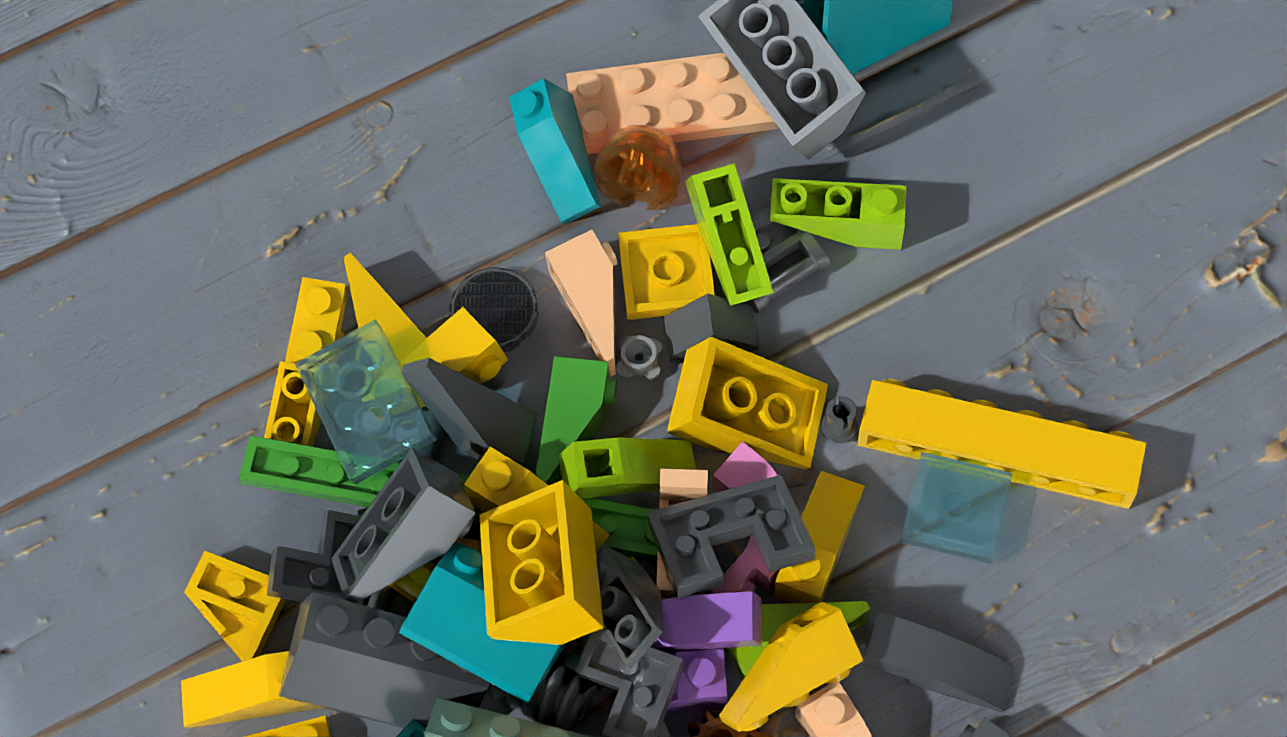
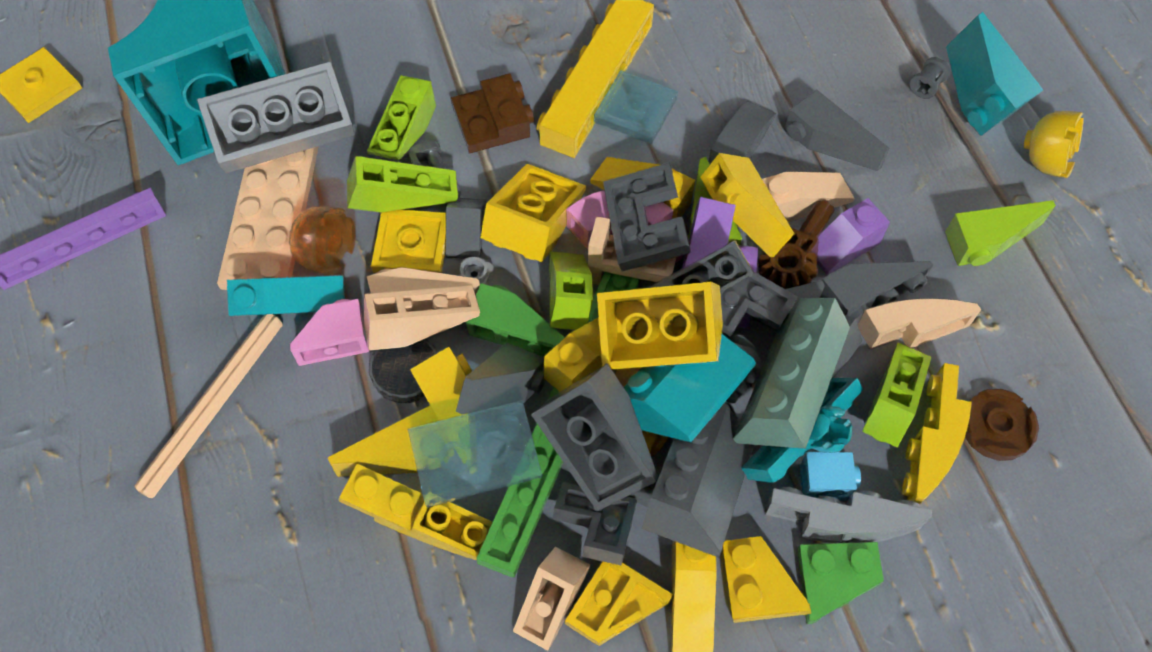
camera: 85 degrees left, 5 degrees down
(233, 531) = (550, 597): none -> light nougat slope
(410, 116) = (208, 406): none -> light nougat axle
(521, 218) = (331, 334): none -> bright pink slope
(546, 298) = (414, 315): none -> light nougat slope
(836, 416) = (559, 159): dark grey pin -> none
(897, 322) = (493, 114): none -> reddish brown plate

